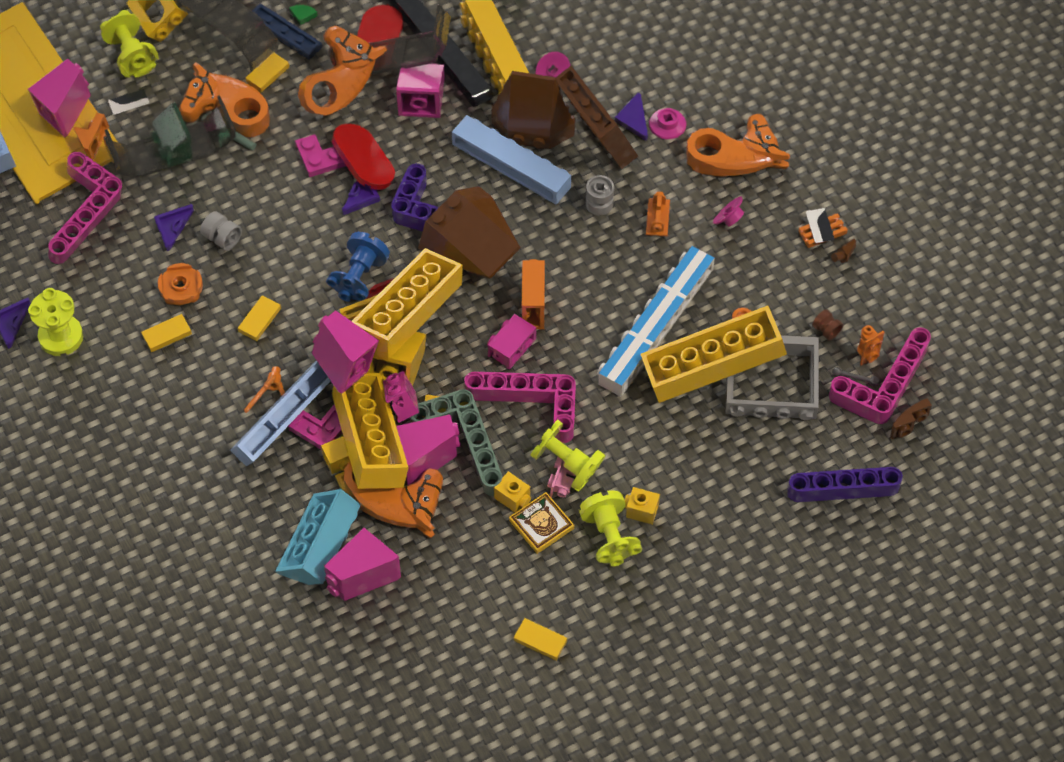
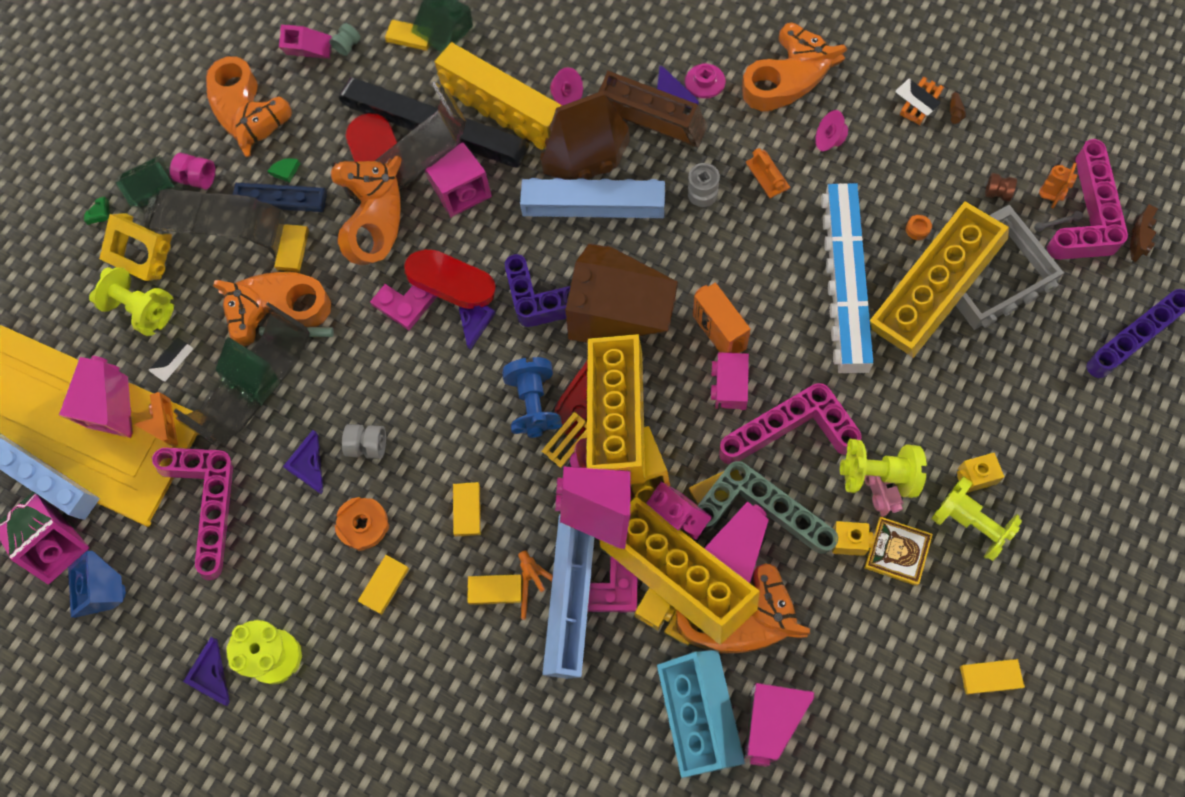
camera: 25 degrees left, 10 degrees up
(239, 380) = (494, 589): none -> yellow tile

